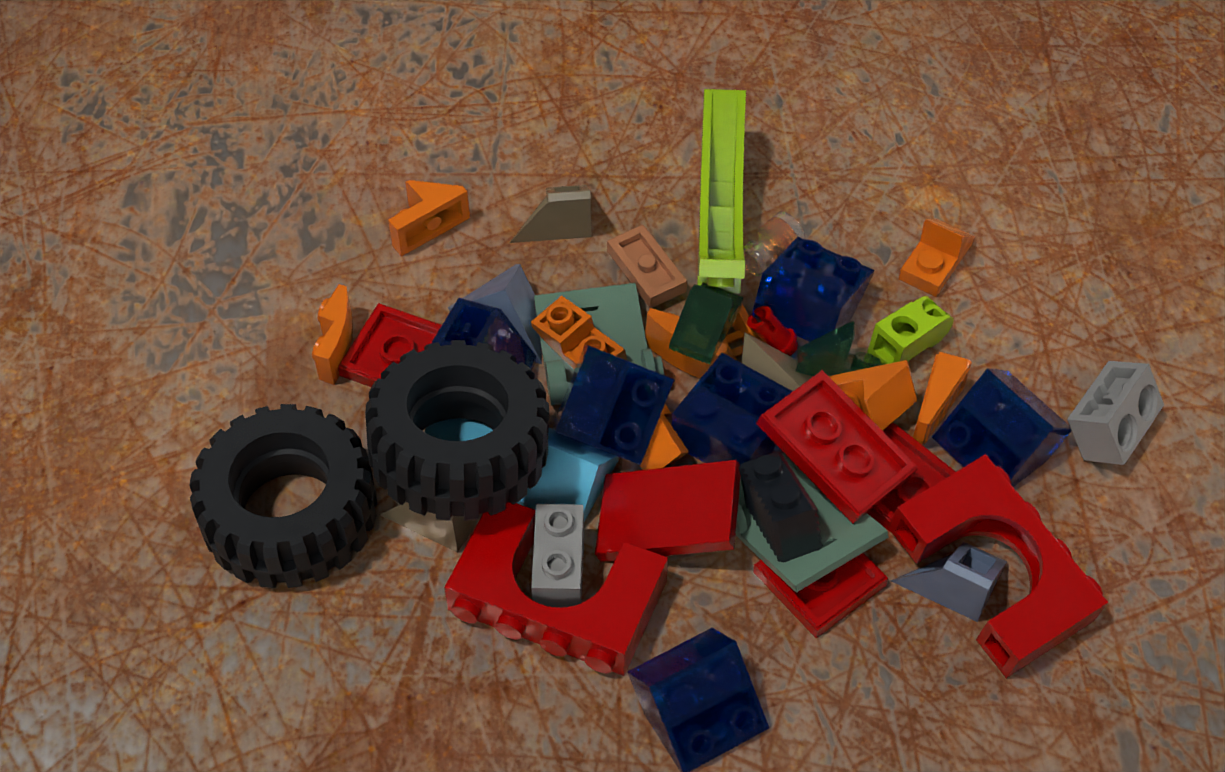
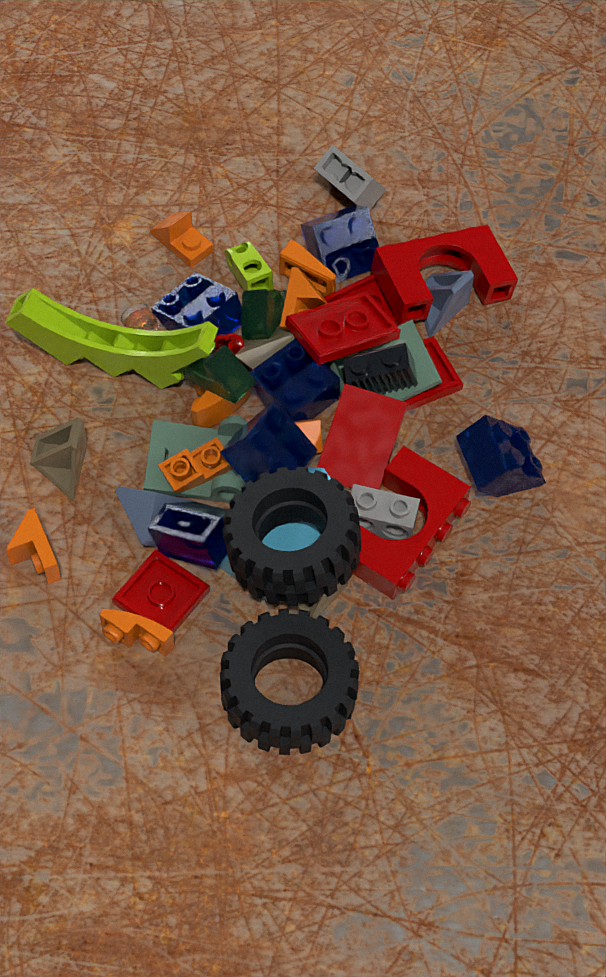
camera: 80 degrees left, 5 degrees up
(647, 266) = (136, 410): nougat plate -> none

